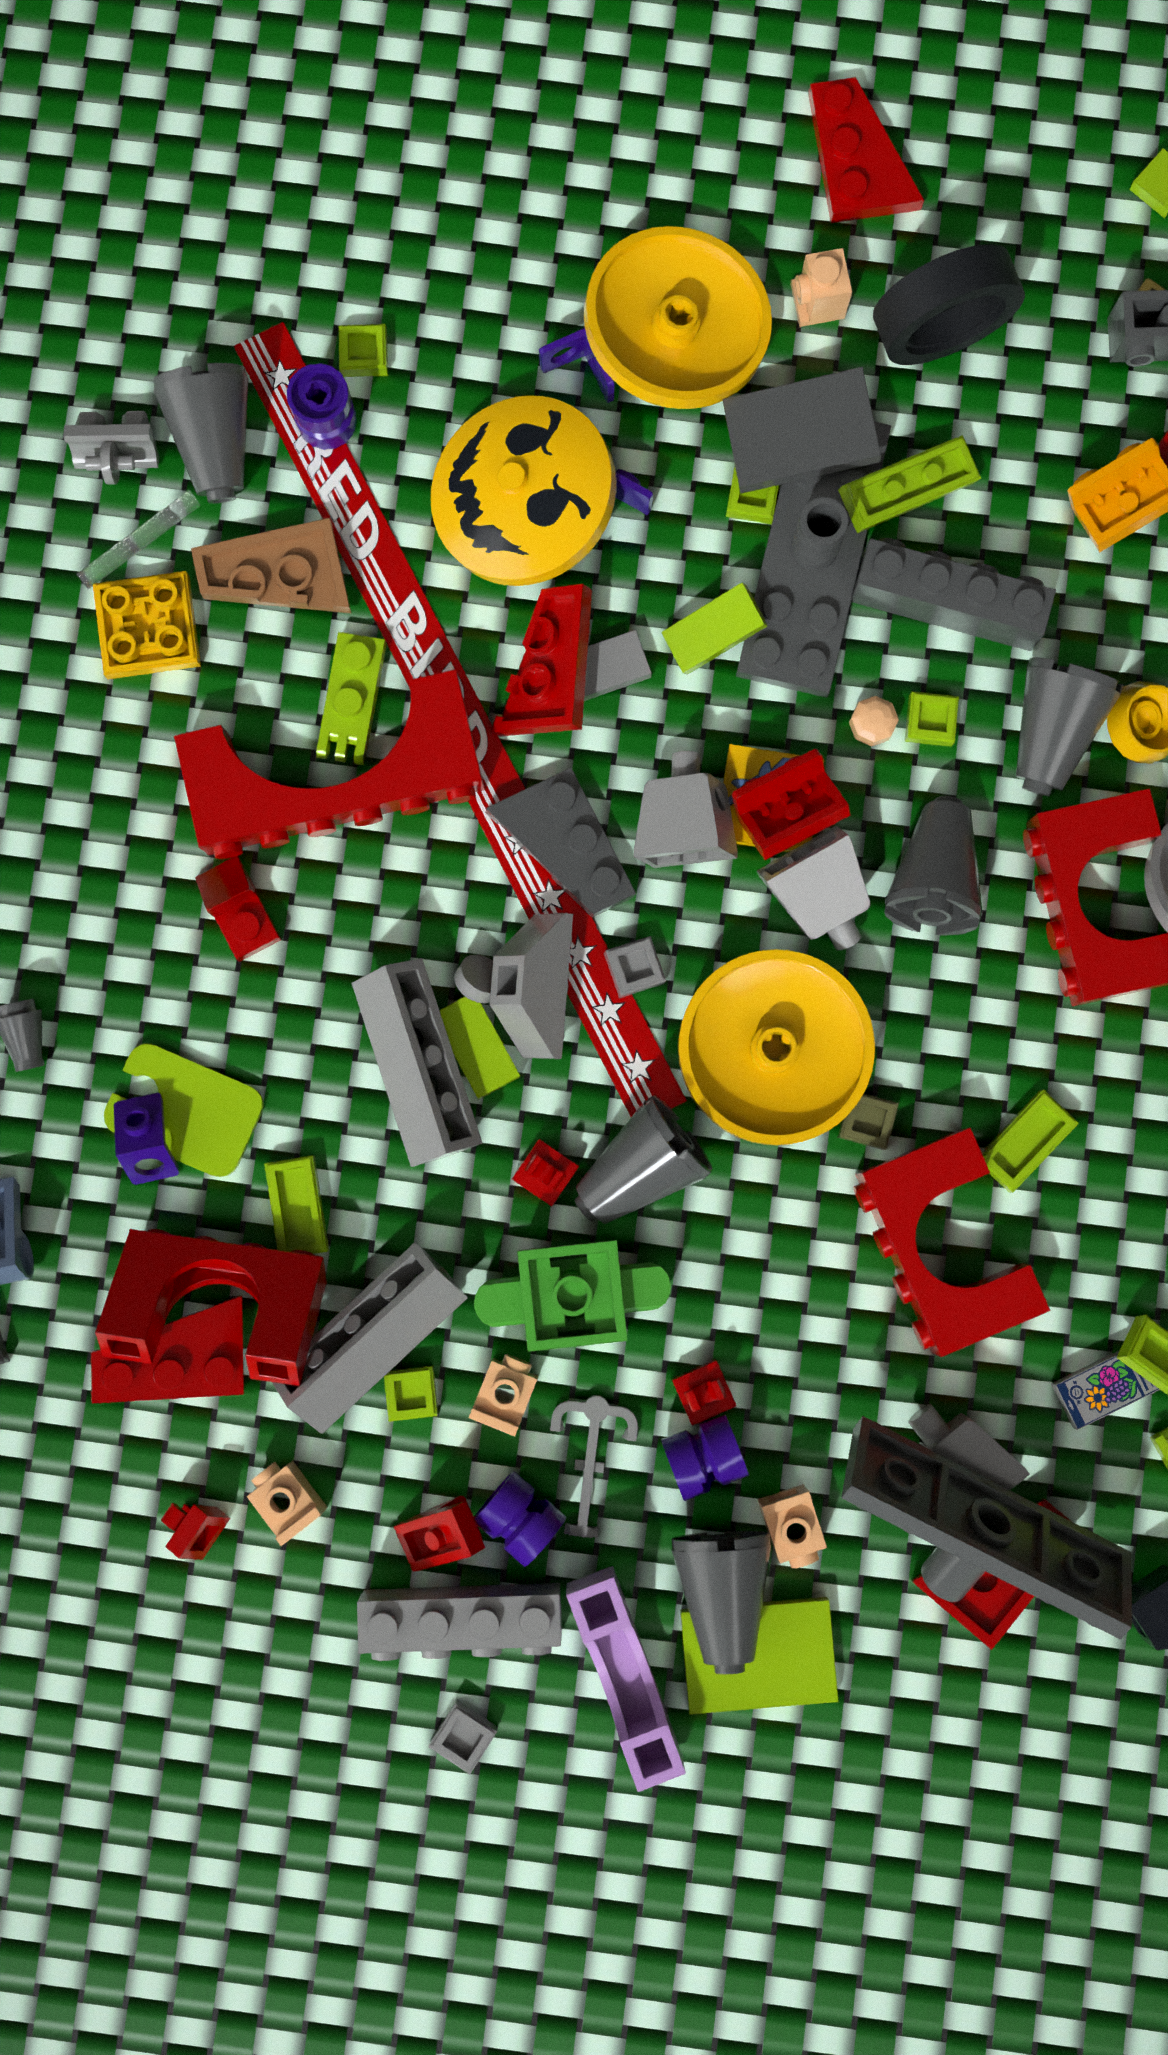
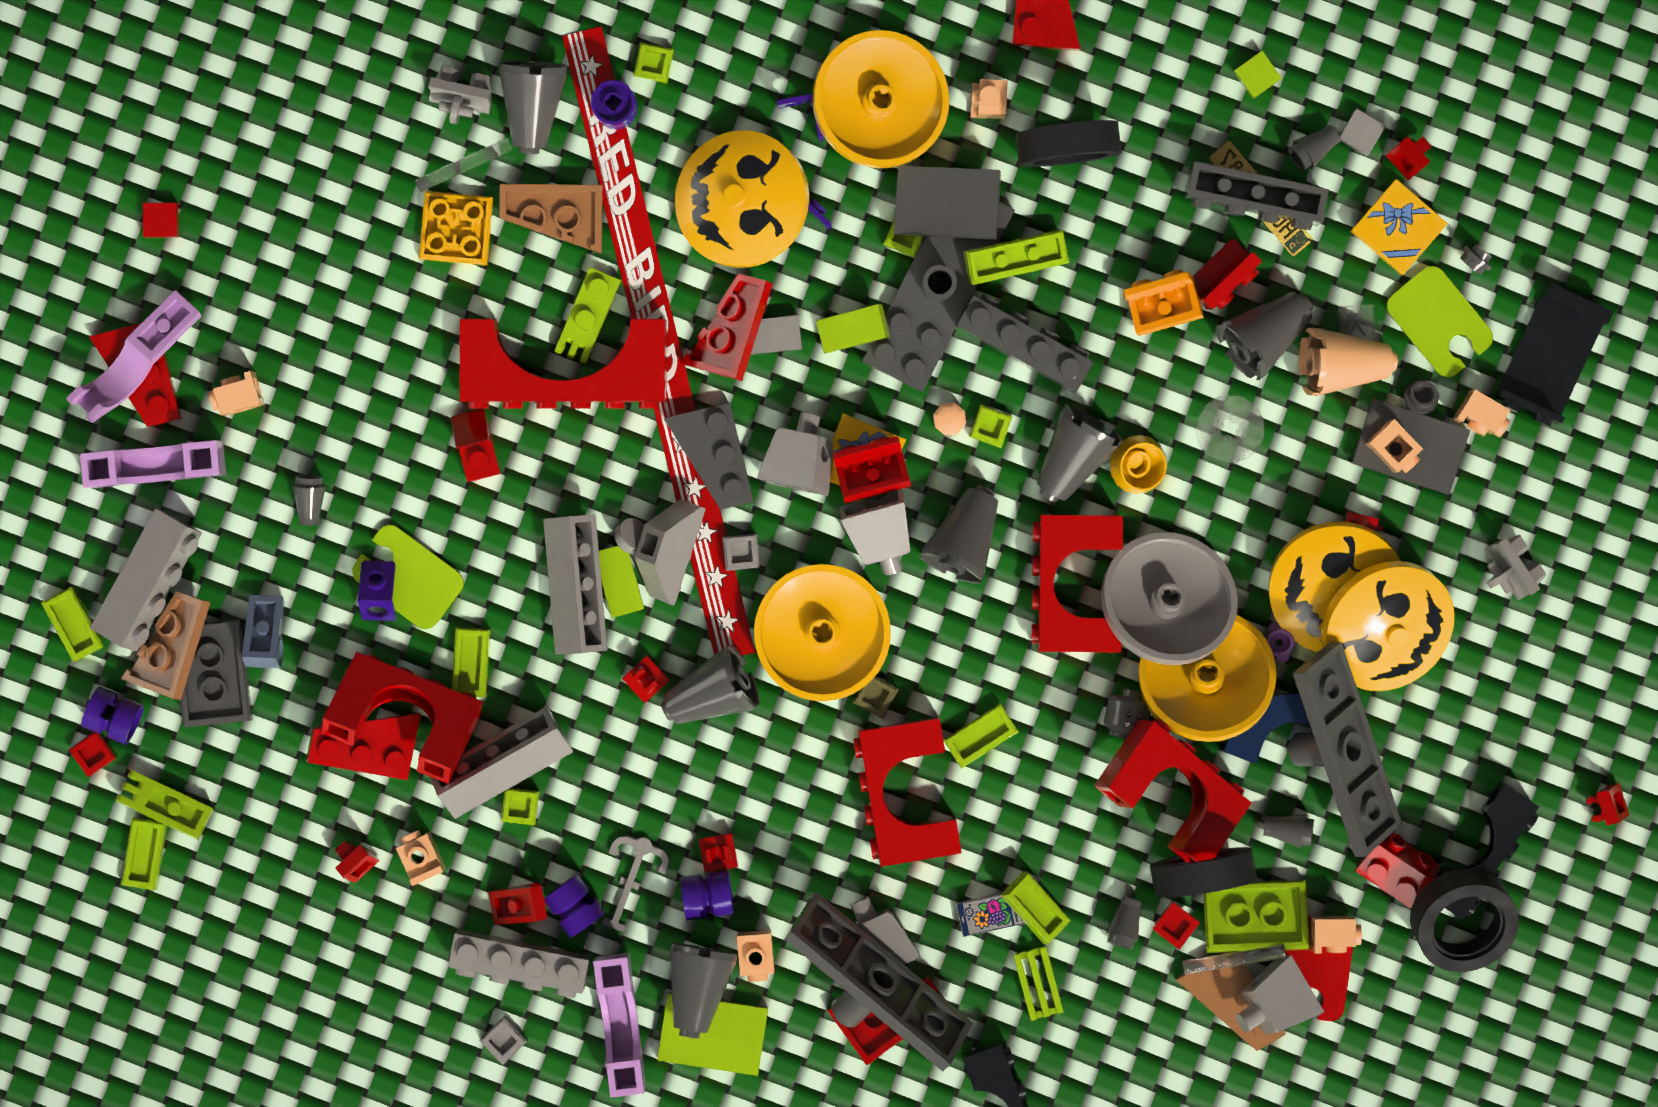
camera: 10 degrees right, 5 degrees up
(498, 1414) = (576, 834): light nougat brick -> none
(572, 1295) = (644, 766): bright green brick -> none

